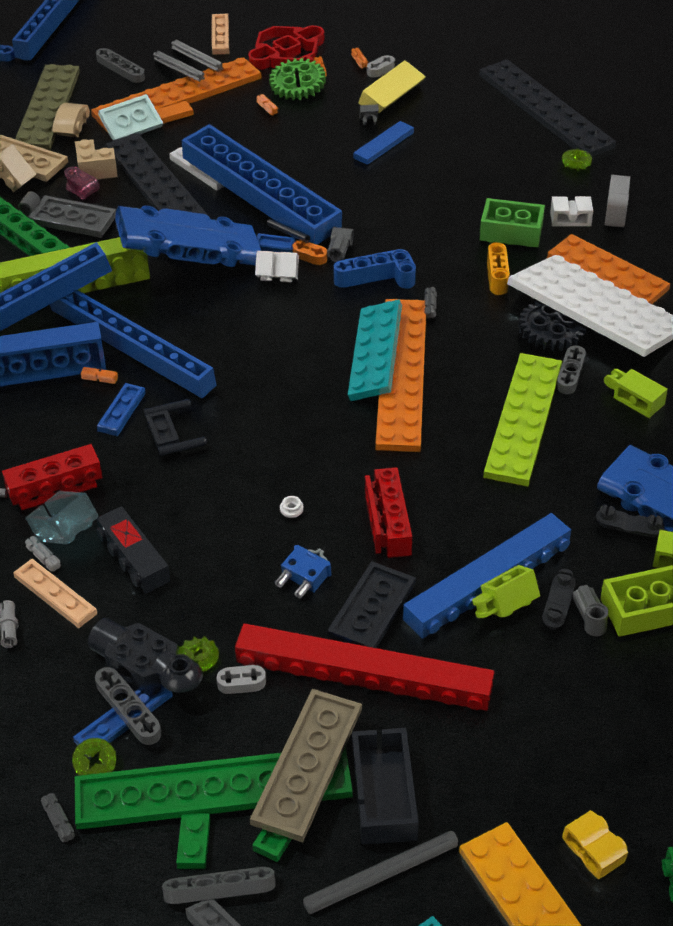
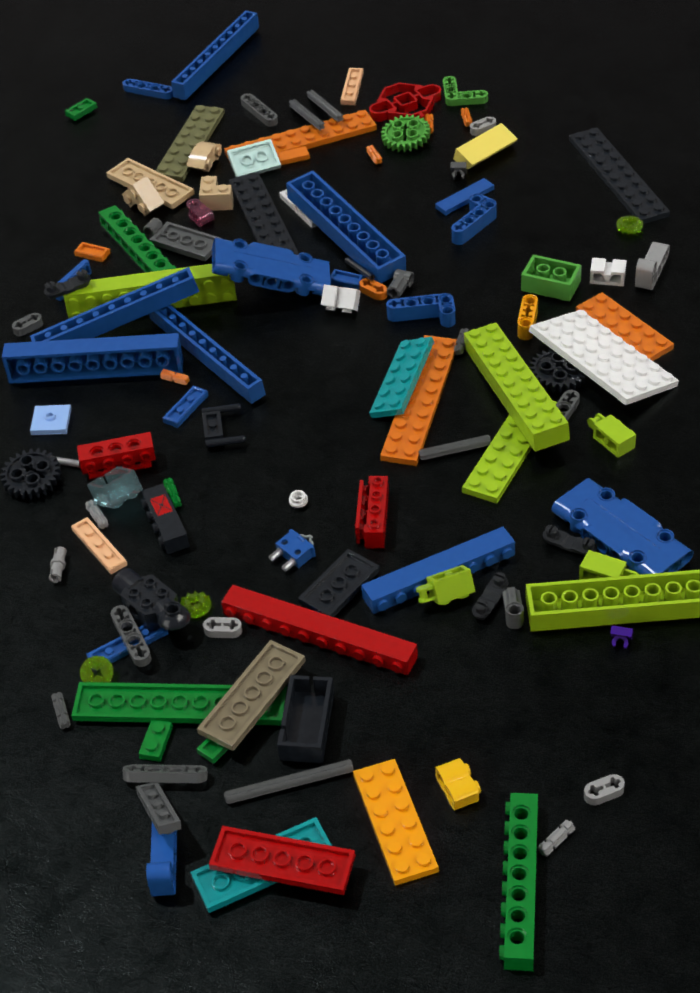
camera: 15 degrees right, 0 degrees up
(133, 513) = (172, 492): none -> green axle
(341, 39) = (456, 98): none -> bright green beam
(409, 159) = (482, 212): none -> blue beam
(459, 425) = (454, 447): none -> dark grey axle
(515, 348) = (516, 387): none -> lime brick

